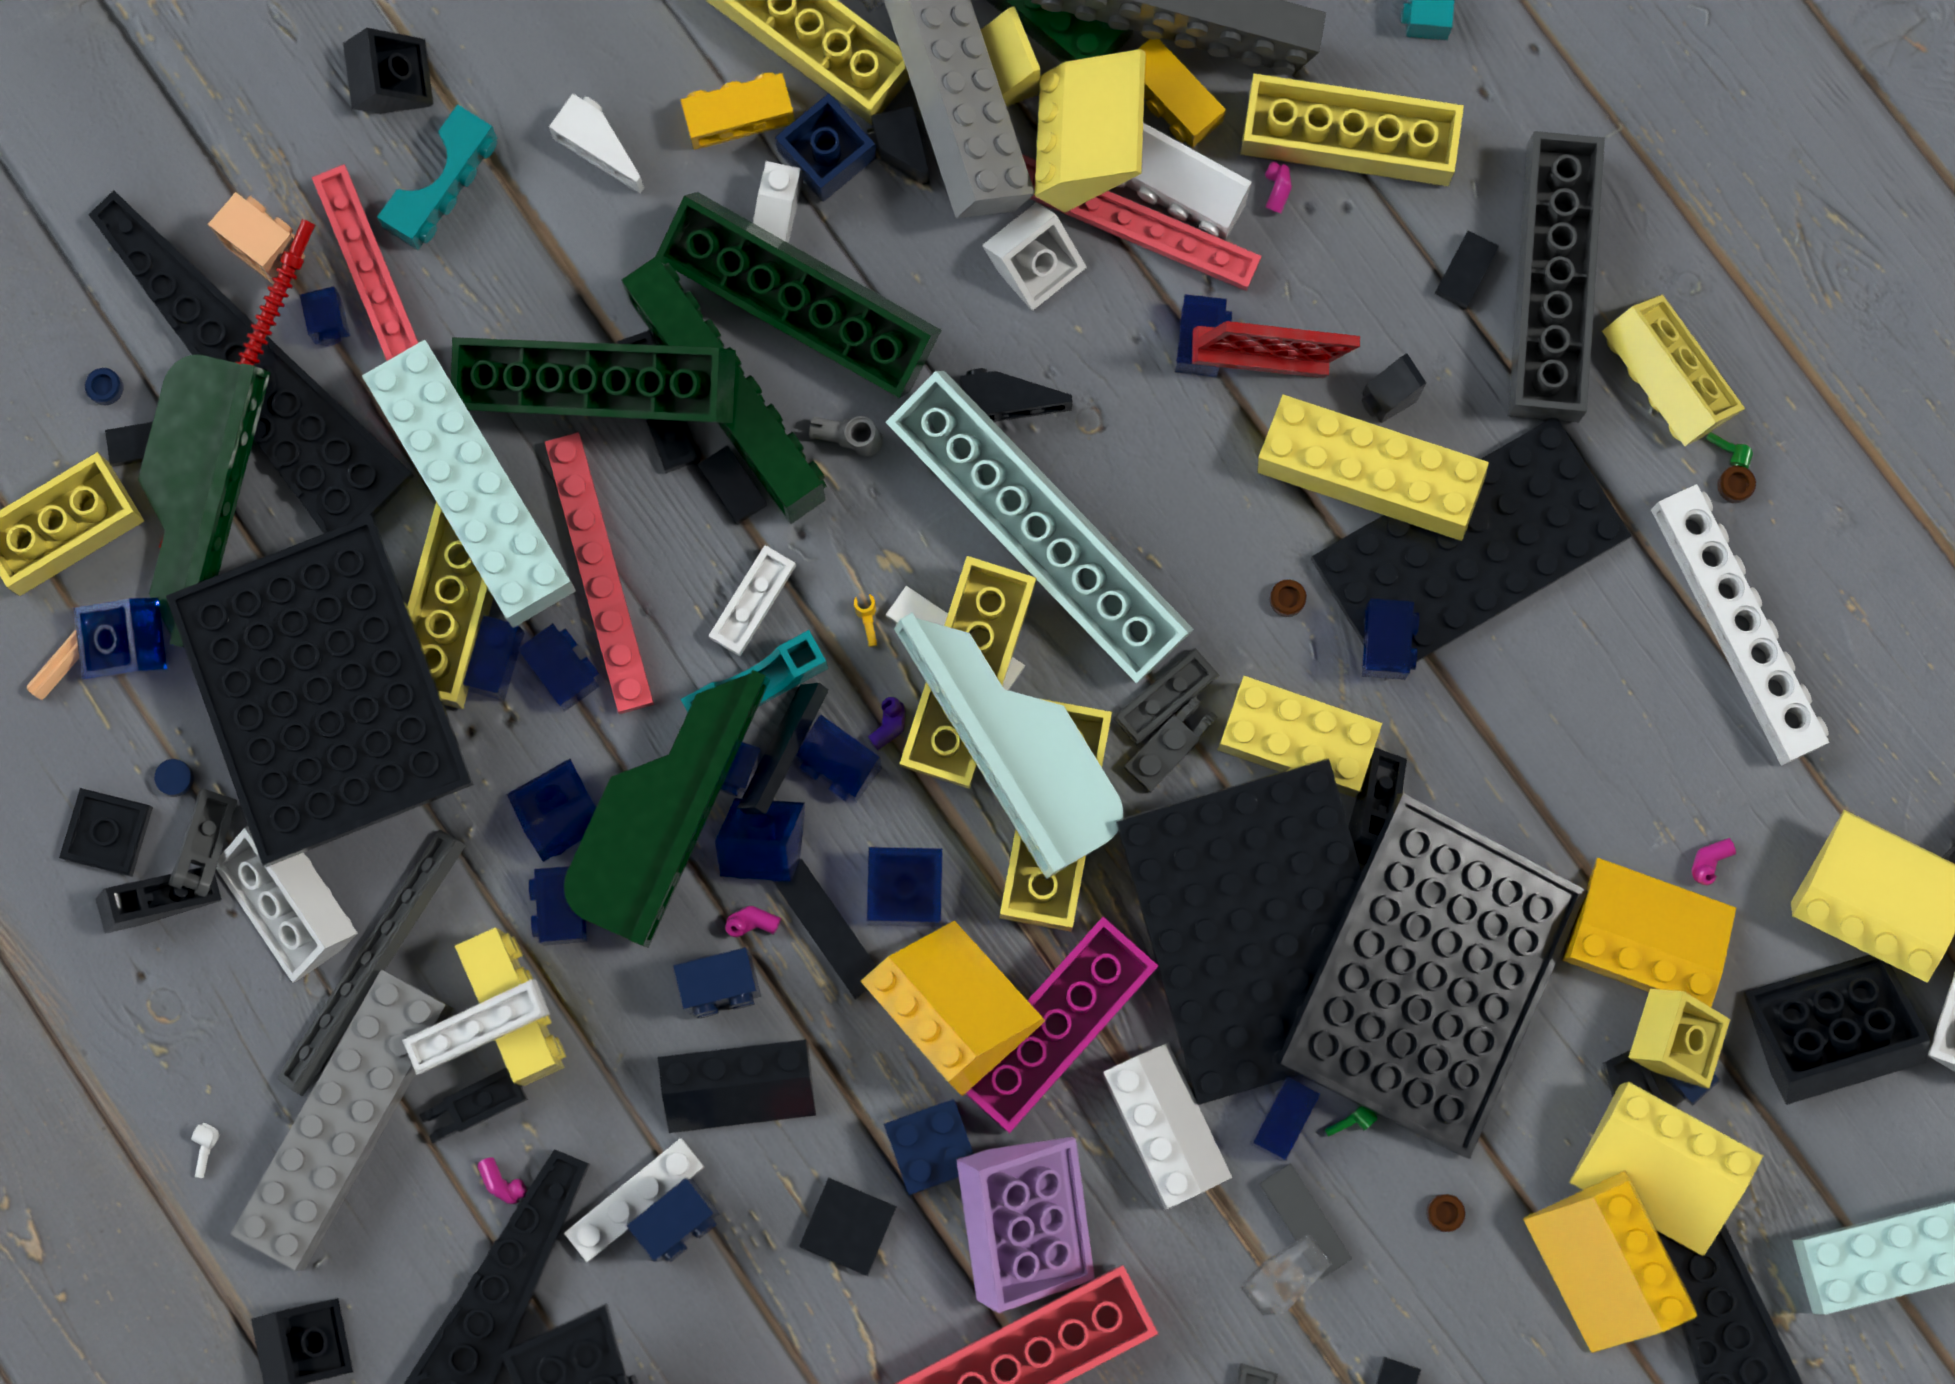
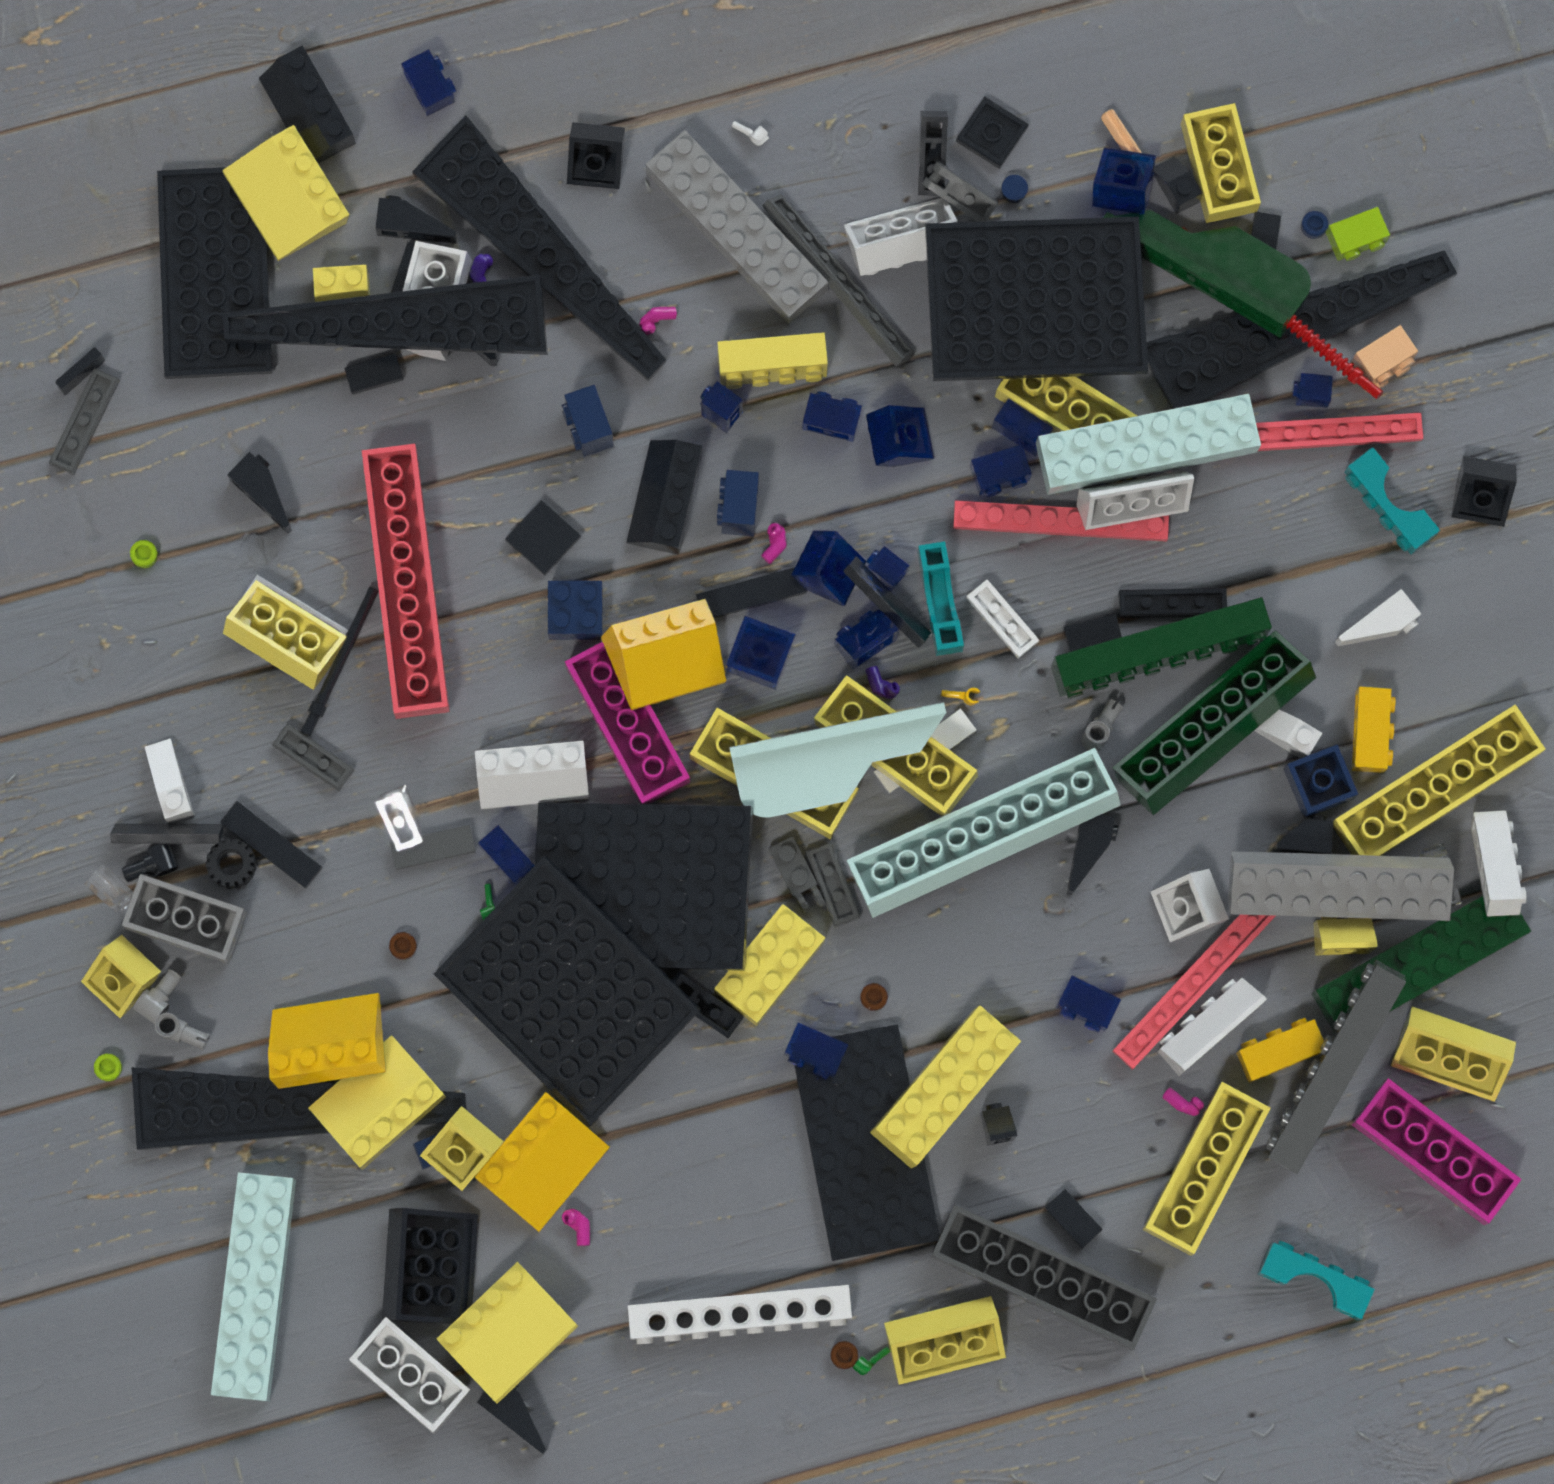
camera: 105 degrees right, 0 degrees up
(100, 327) = (1358, 234): none -> lime brick
(103, 571) = (1177, 184): none -> black slope
(476, 1026) = (763, 328): white tile -> none
(476, 1104) = (715, 317): black hinge -> none
(542, 483) = (1135, 499): none -> white slope
(594, 379) = (1194, 554): dark green brick -> none
(595, 1052) = (721, 406): none -> clear blue brick
(611, 1216) = (615, 405): white plate -> none
(656, 814) = (868, 498): dark green piece -> none
(1025, 1222) = (501, 653): lavender slope -> none
(1089, 127) = (1267, 969): light yellow slope -> none
(1270, 348) = (1059, 1041): red fence -> none

